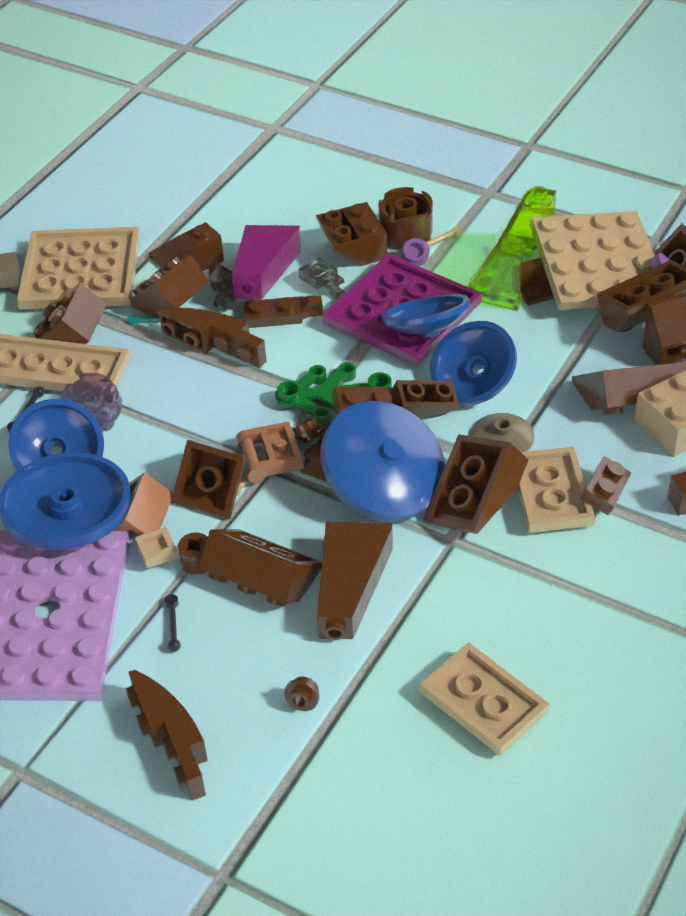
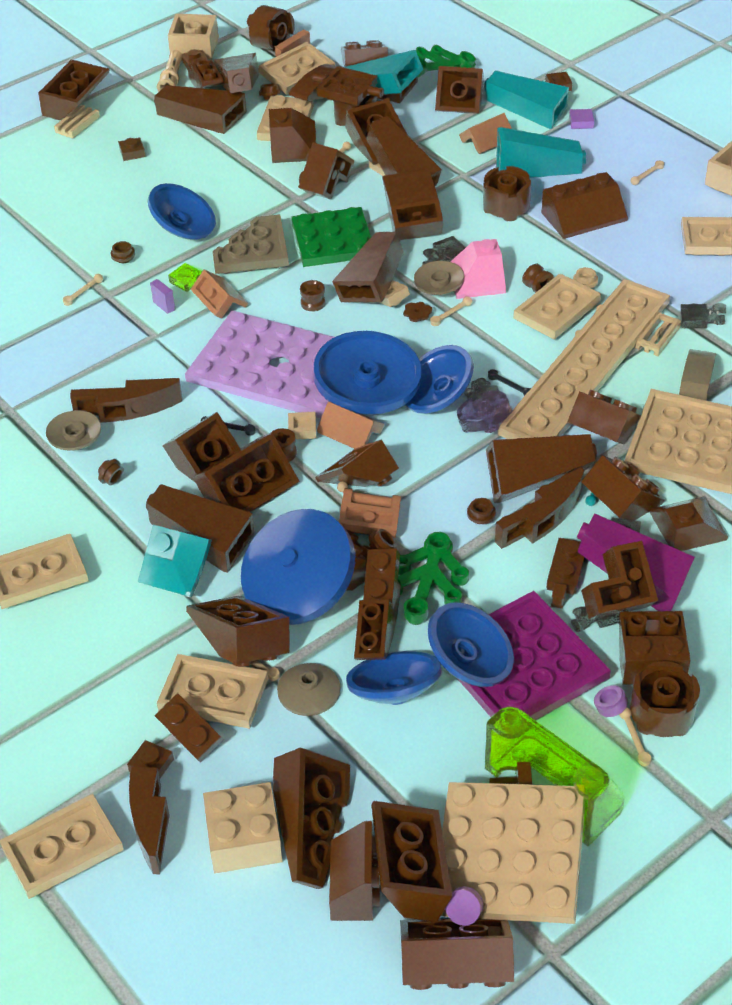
camera: 110 degrees right, 0 degrees up
(161, 347) = (529, 463): none -> reddish brown slope
(230, 377) = (481, 511): none -> reddish brown plate
(235, 617) = (201, 446): none -> reddish brown slope
(243, 750) = (73, 430): none -> dark tan dish
(311, 240) = (628, 585): none -> reddish brown brick
(418, 568) = (174, 560): none -> teal plate
(651, 508) = (152, 756): none -> reddish brown plate

